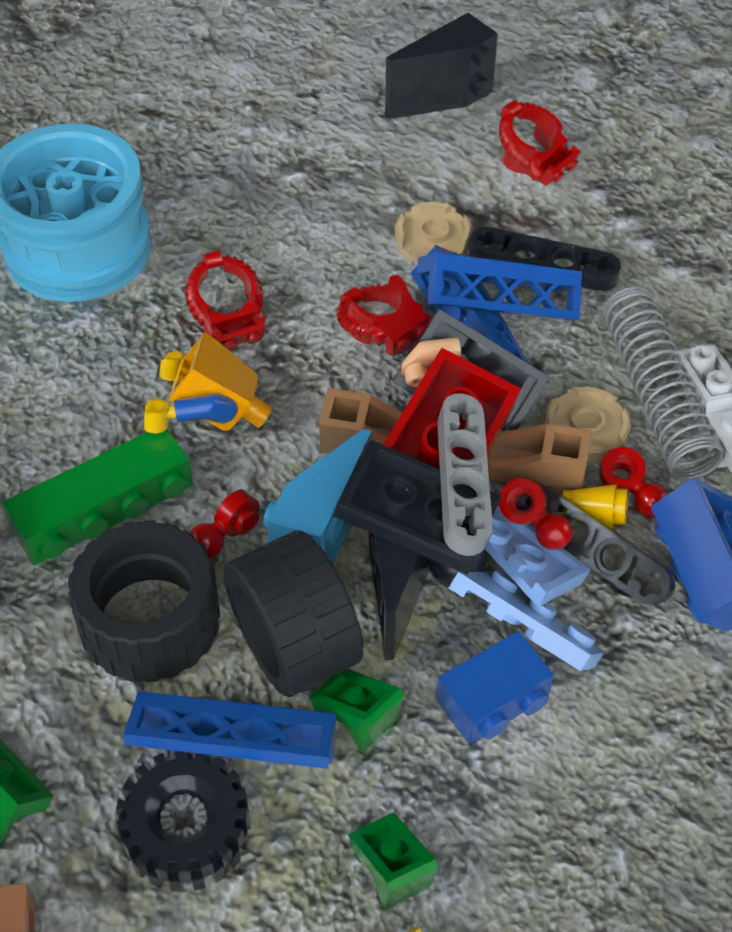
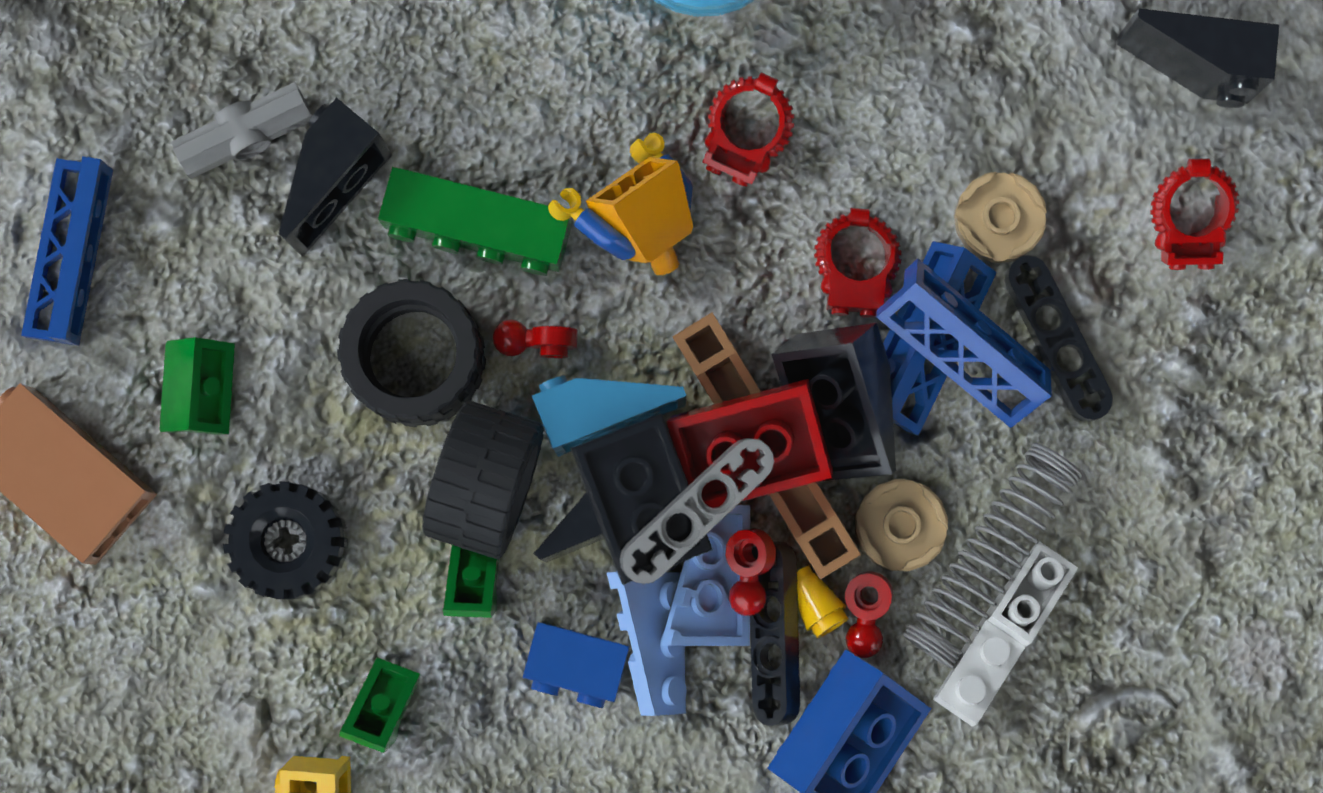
camera: 50 degrees right, 30 degrees up
(231, 729) = (376, 510): blue fence -> none
(421, 357) = (808, 367): light nougat arm -> none

